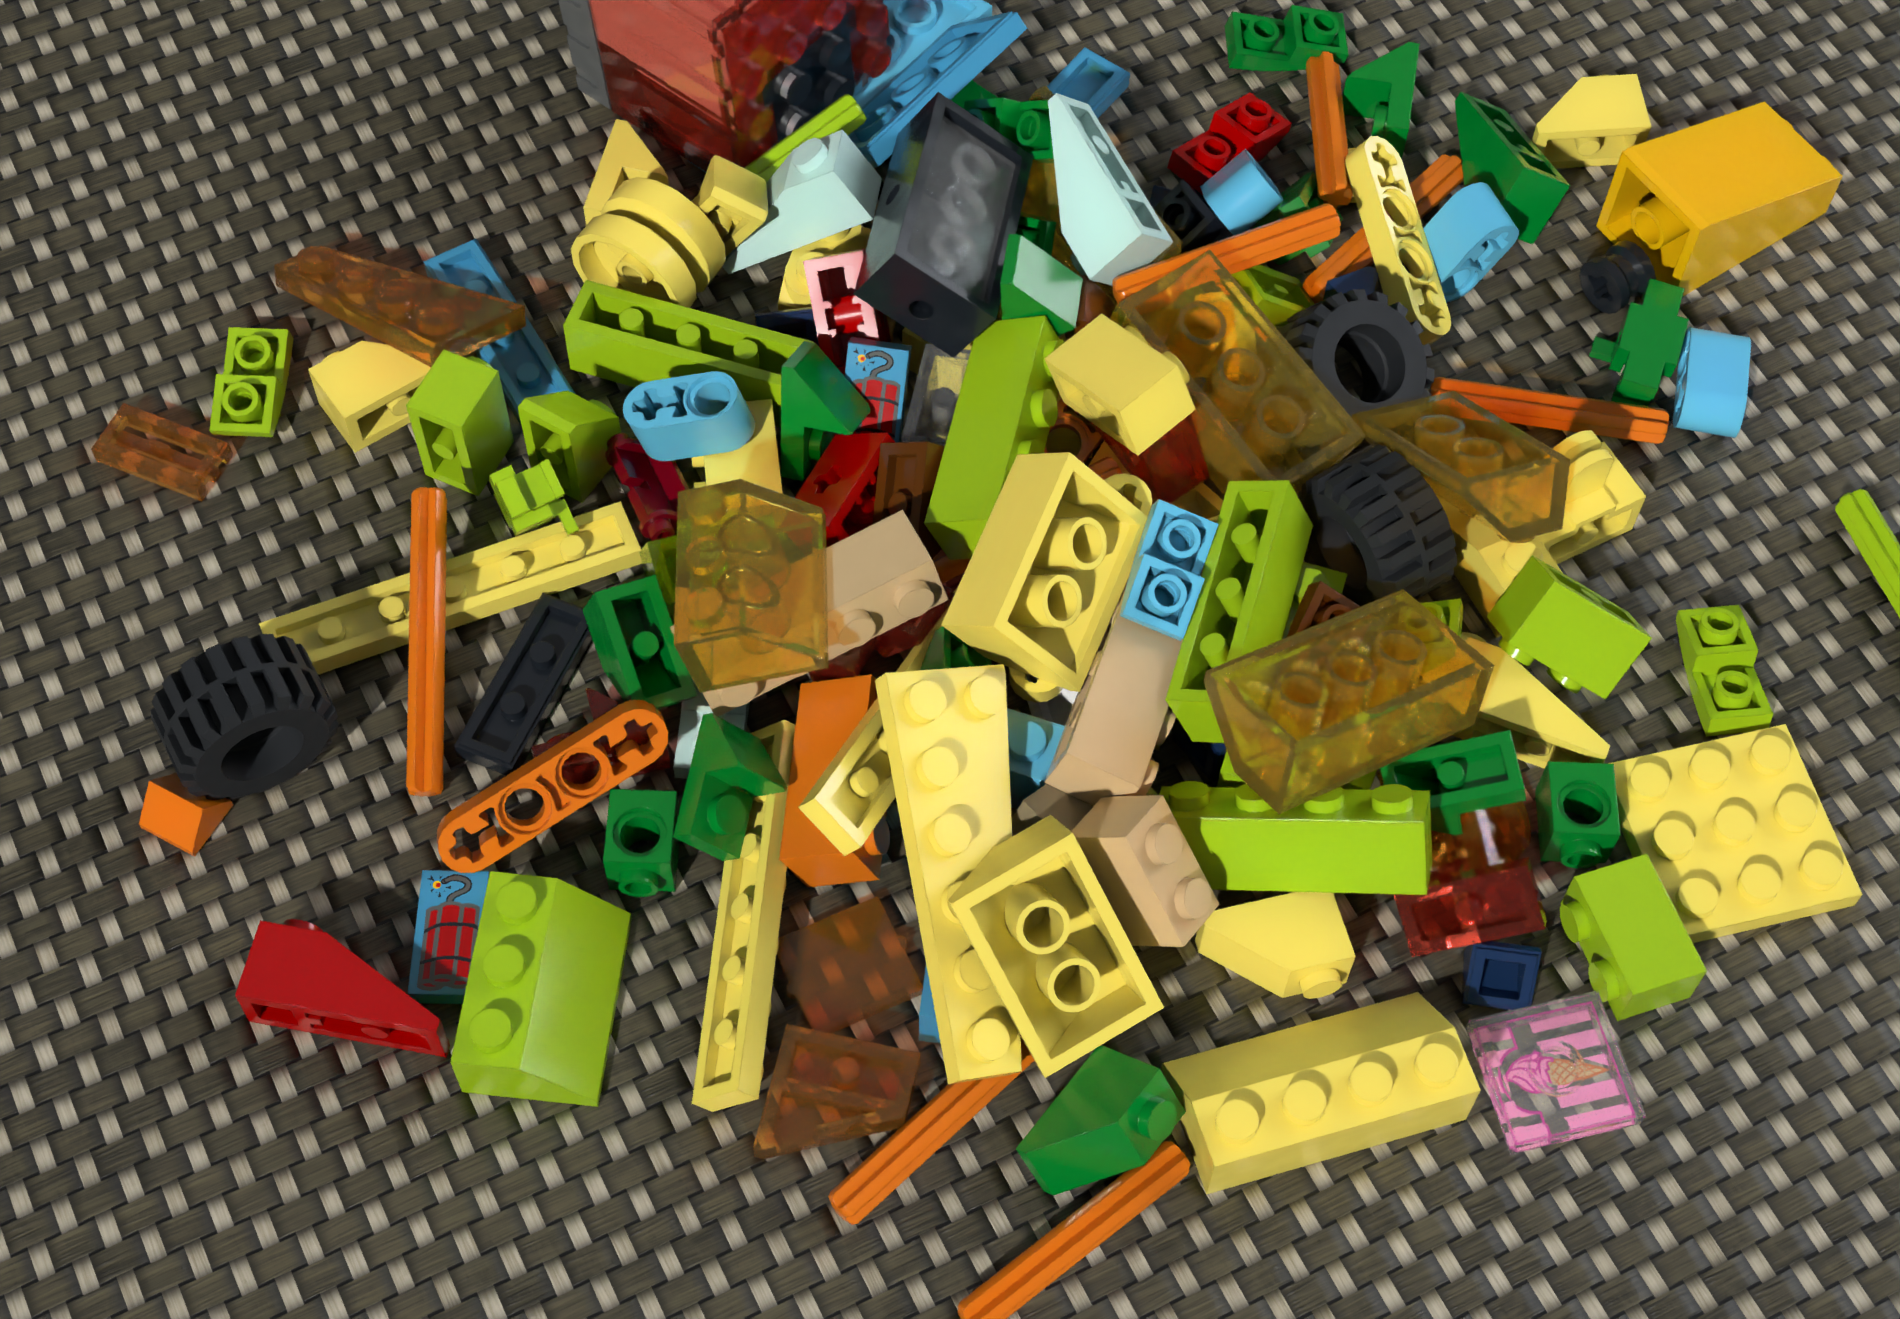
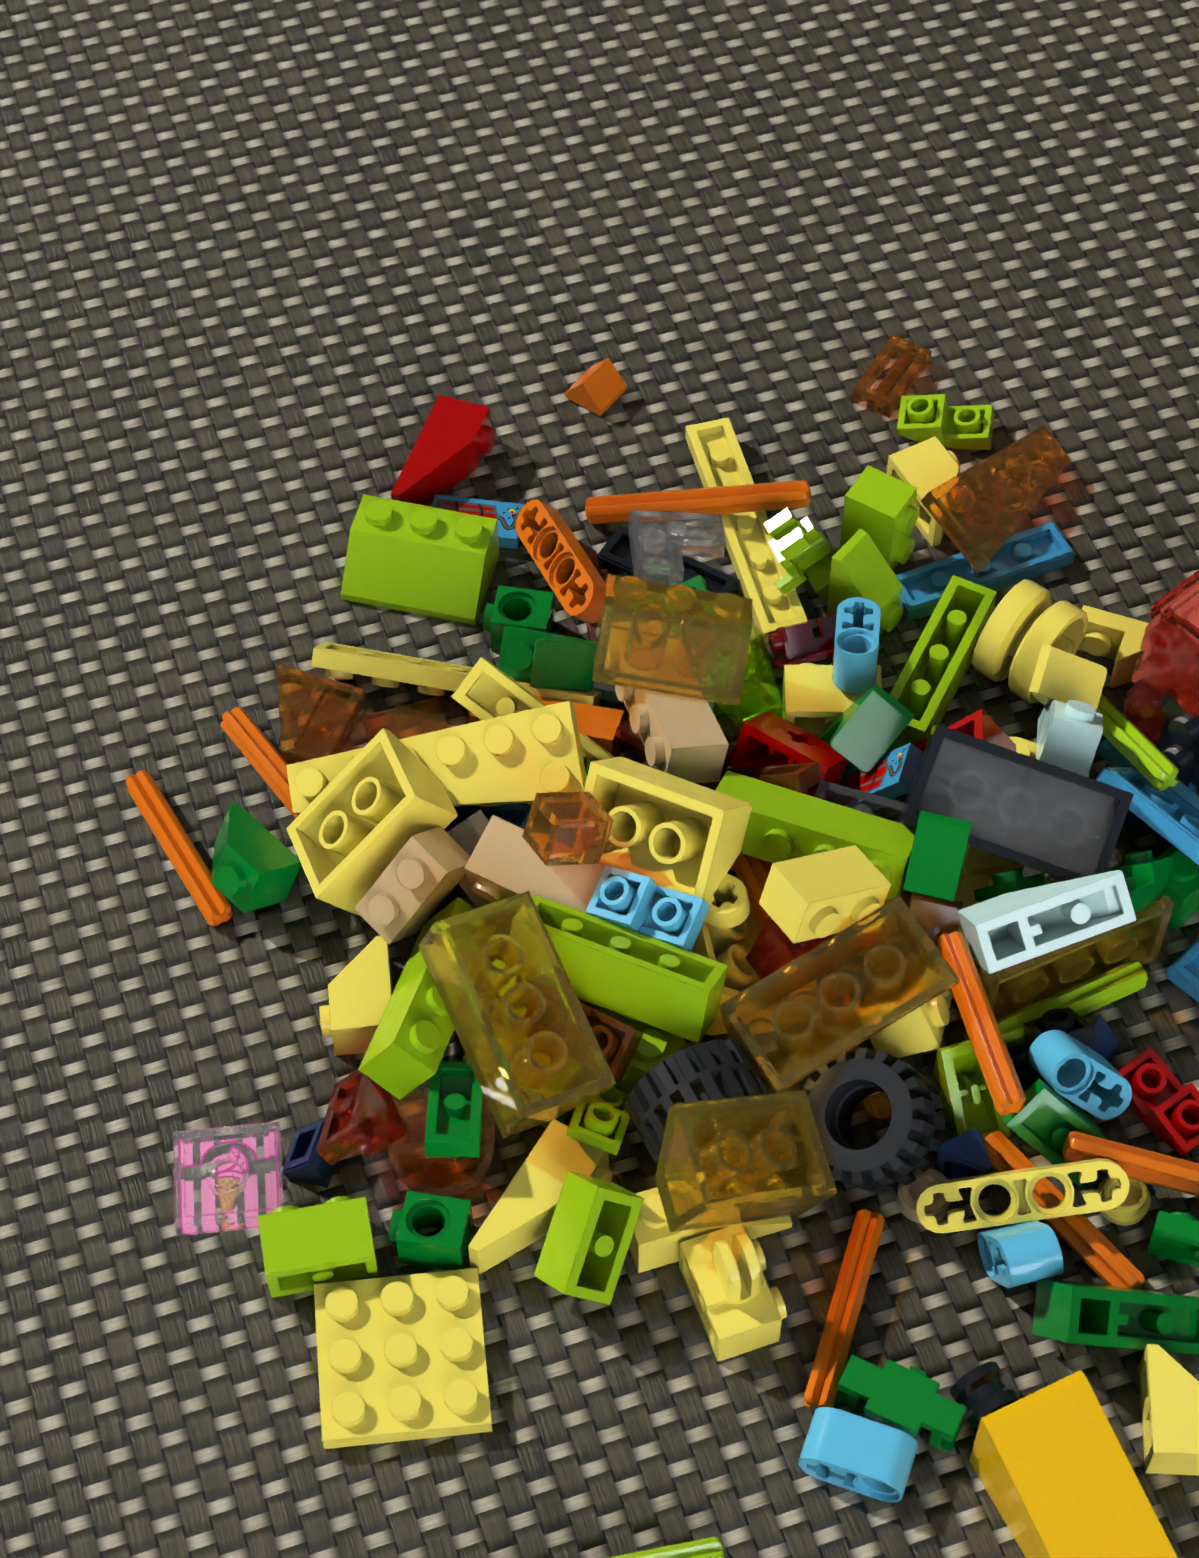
camera: 100 degrees right, 5 degrees down
(244, 716) = (638, 394): black tyre -> none
(503, 676) = (664, 537): none -> clear plate
(1091, 649) = (567, 828): none -> clear orange brick
(1321, 1090) = (248, 1007): light yellow slope -> none
(1721, 671) = (558, 1393): lime slope -> none

